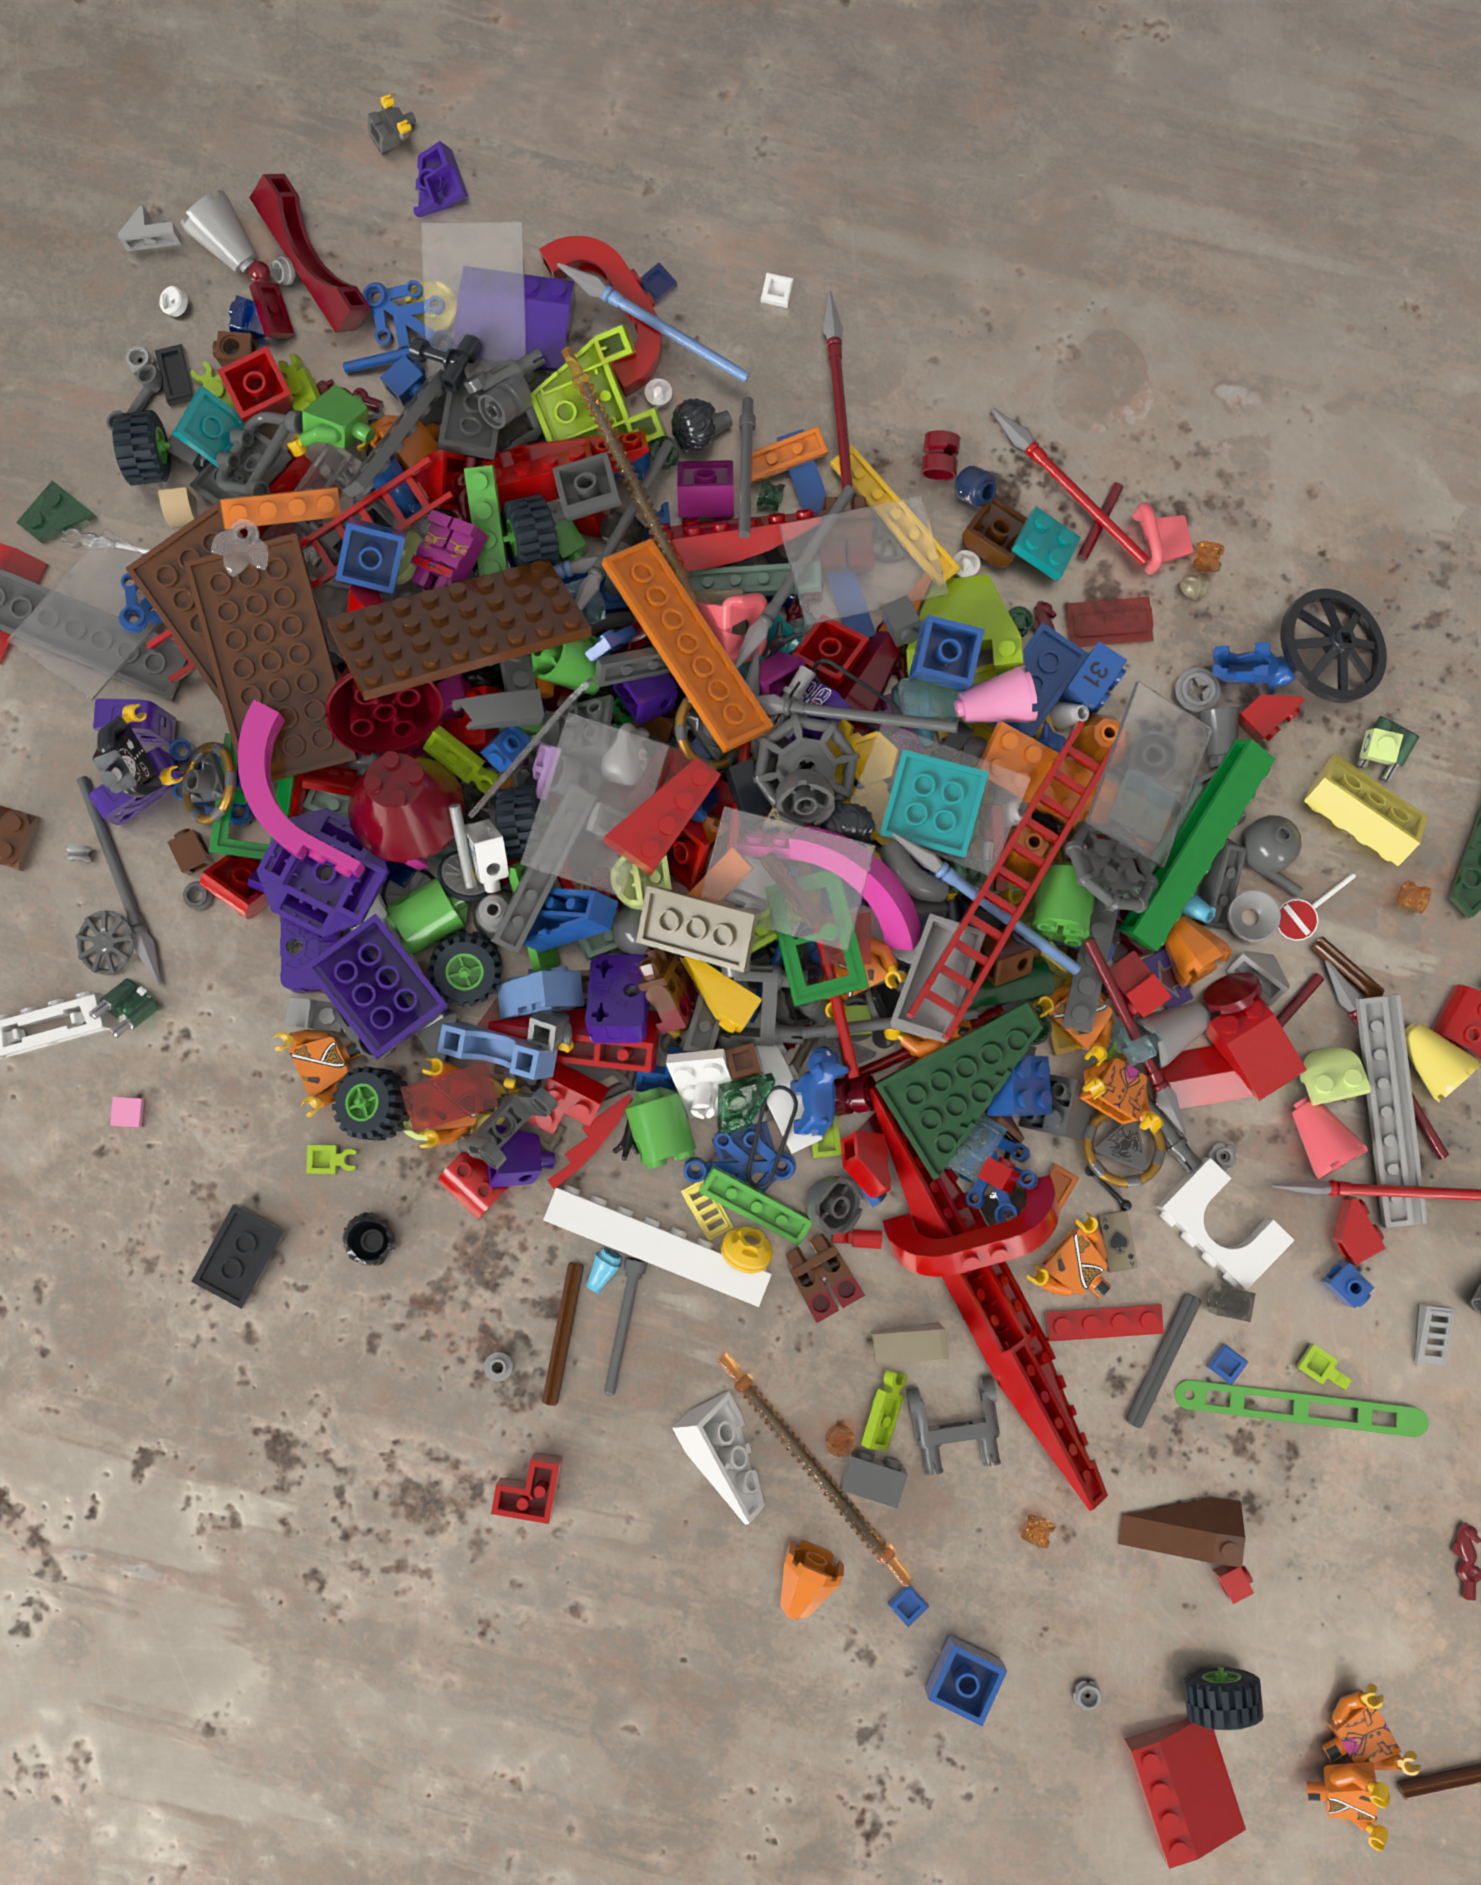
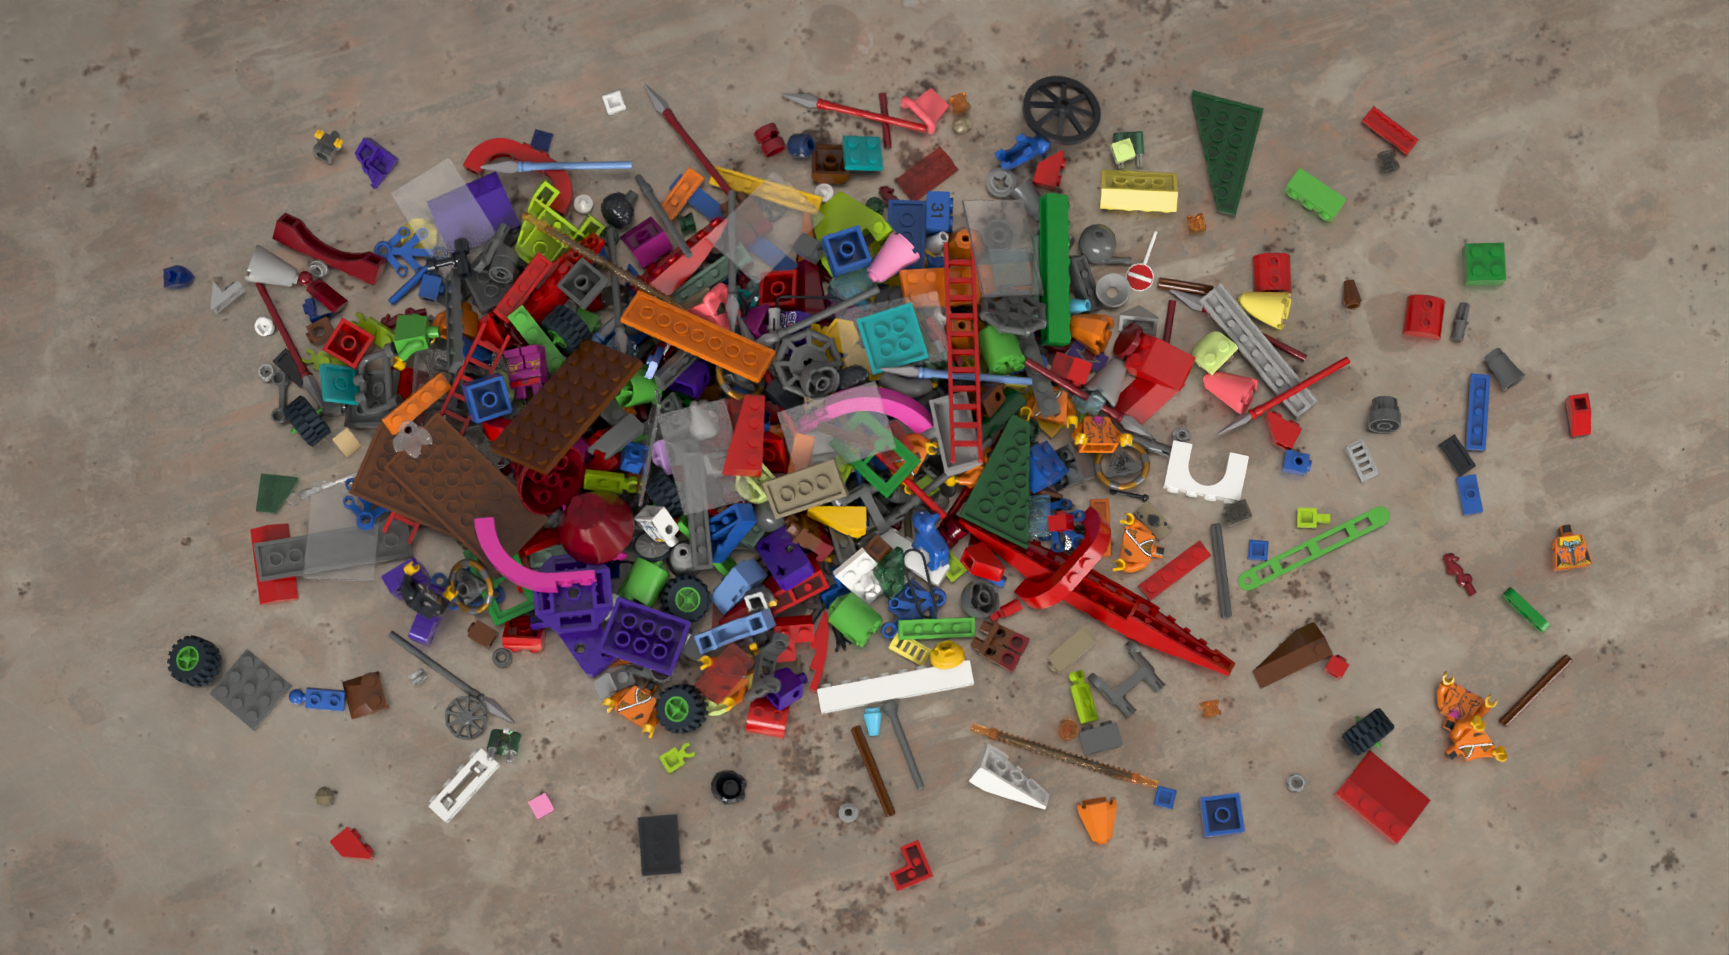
camera: 30 degrees left, 5 degrees down
(107, 173) = (177, 276): none -> clear blue plate
(177, 402) = (309, 382): none -> dark red piece
(462, 845) = (643, 528): light grey bar -> none
(510, 443) = (522, 286): none -> red tile

